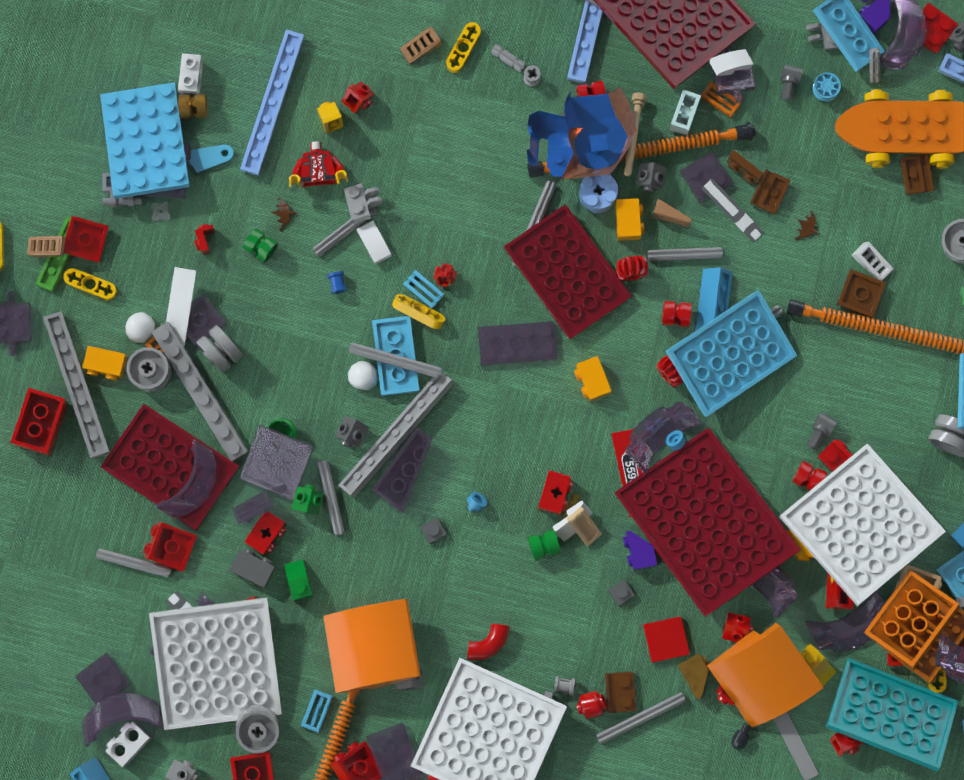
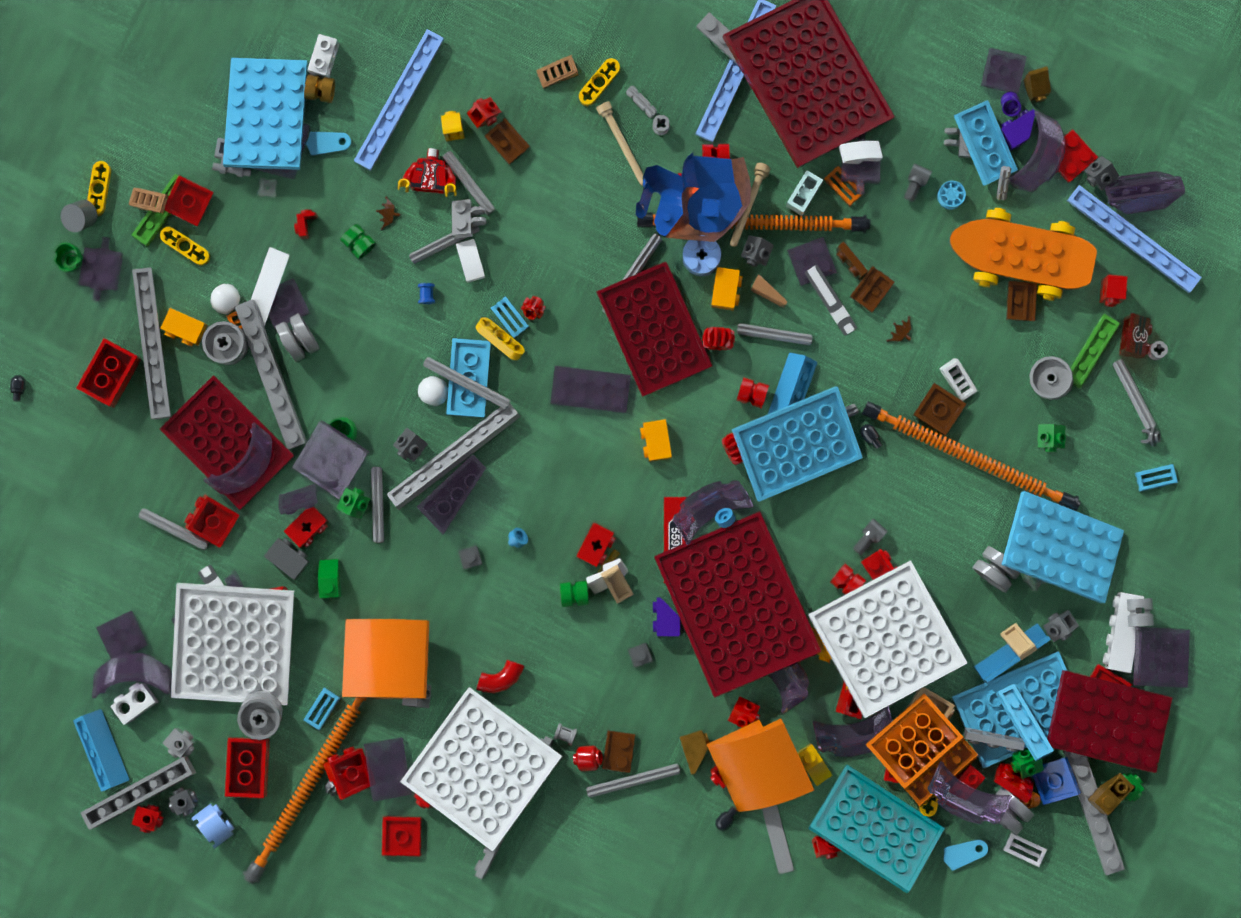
camera: 20 degrees right, 5 degrees up
(355, 167) = (468, 182): none -> light grey axle
(386, 121) = (507, 141): none -> reddish brown plate
(475, 73) = (606, 111): none -> tan piece
(666, 639) = (673, 709): red tile -> none
(800, 332) = (870, 435): none -> black cylinder

